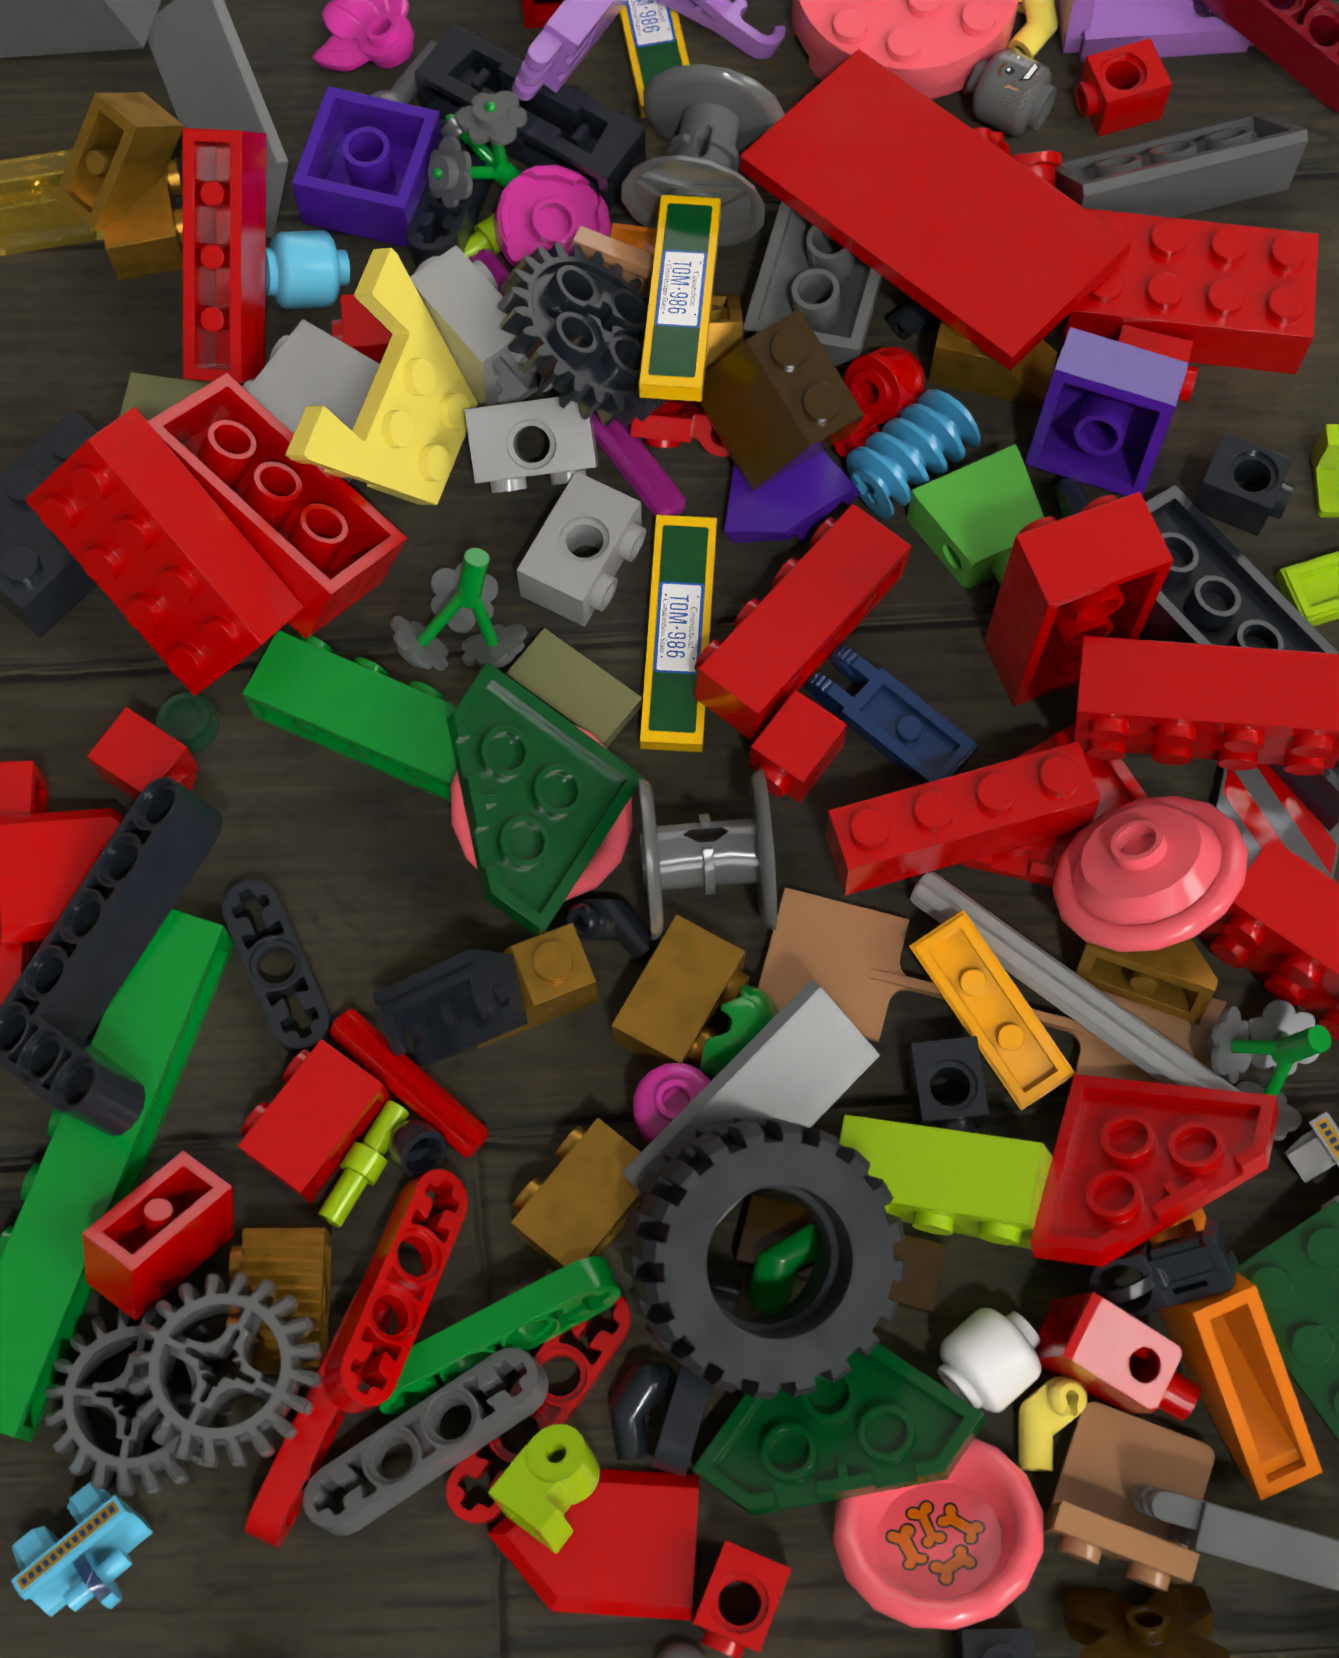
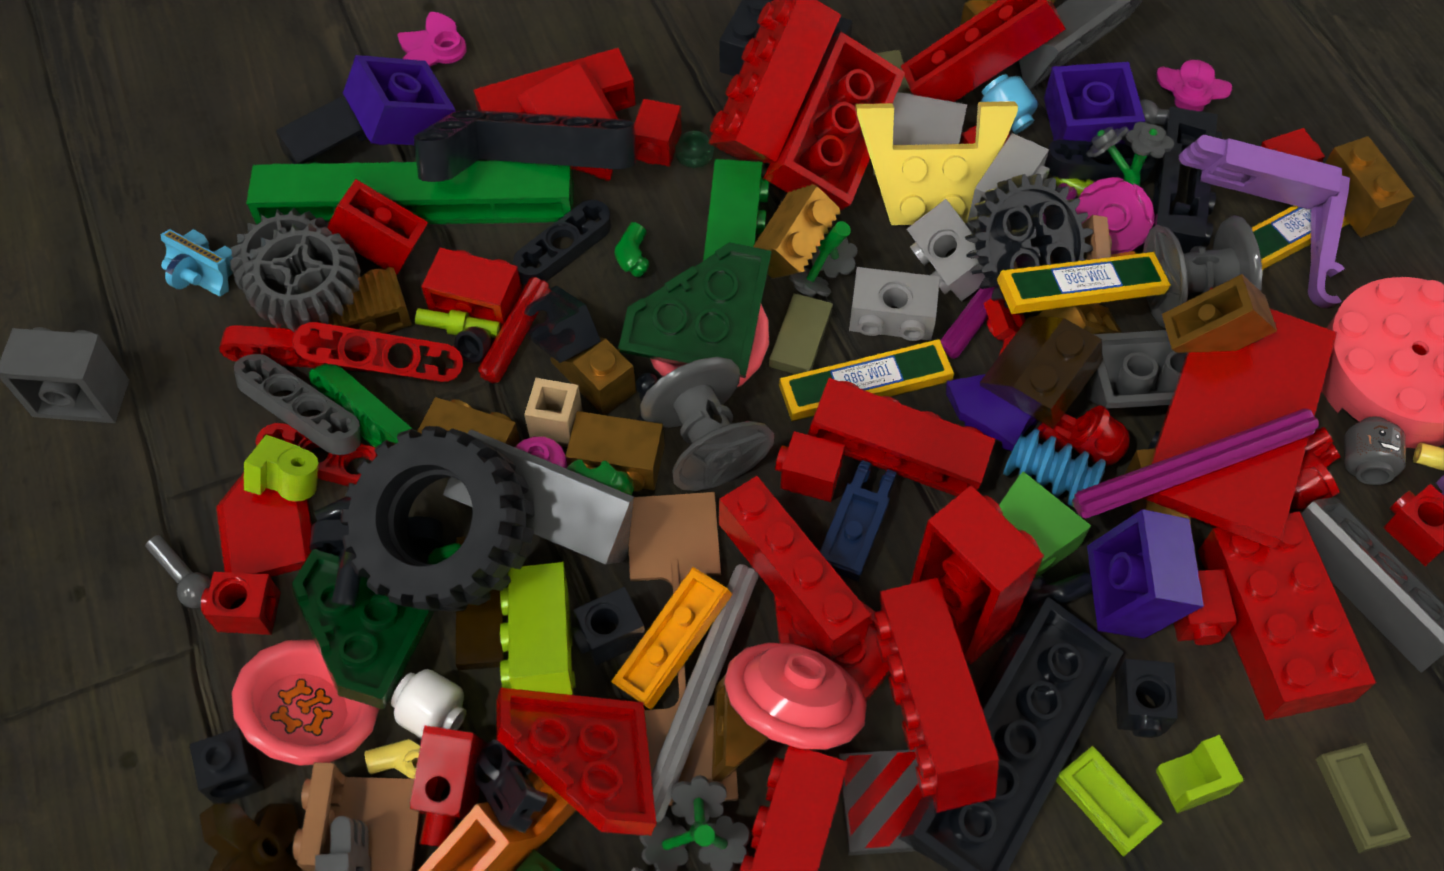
camera: 70 degrees right, 10 degrees down
(337, 877) = (628, 252): none -> green arm
(443, 622) = (797, 230): none -> pearl gold brick
(595, 1060) = (552, 410): none -> tan brick
(772, 1418) = (347, 581): none -> black arm
(811, 166) = (1220, 319): none -> pearl gold slope
(1005, 287) = (1194, 463): none -> magenta axle

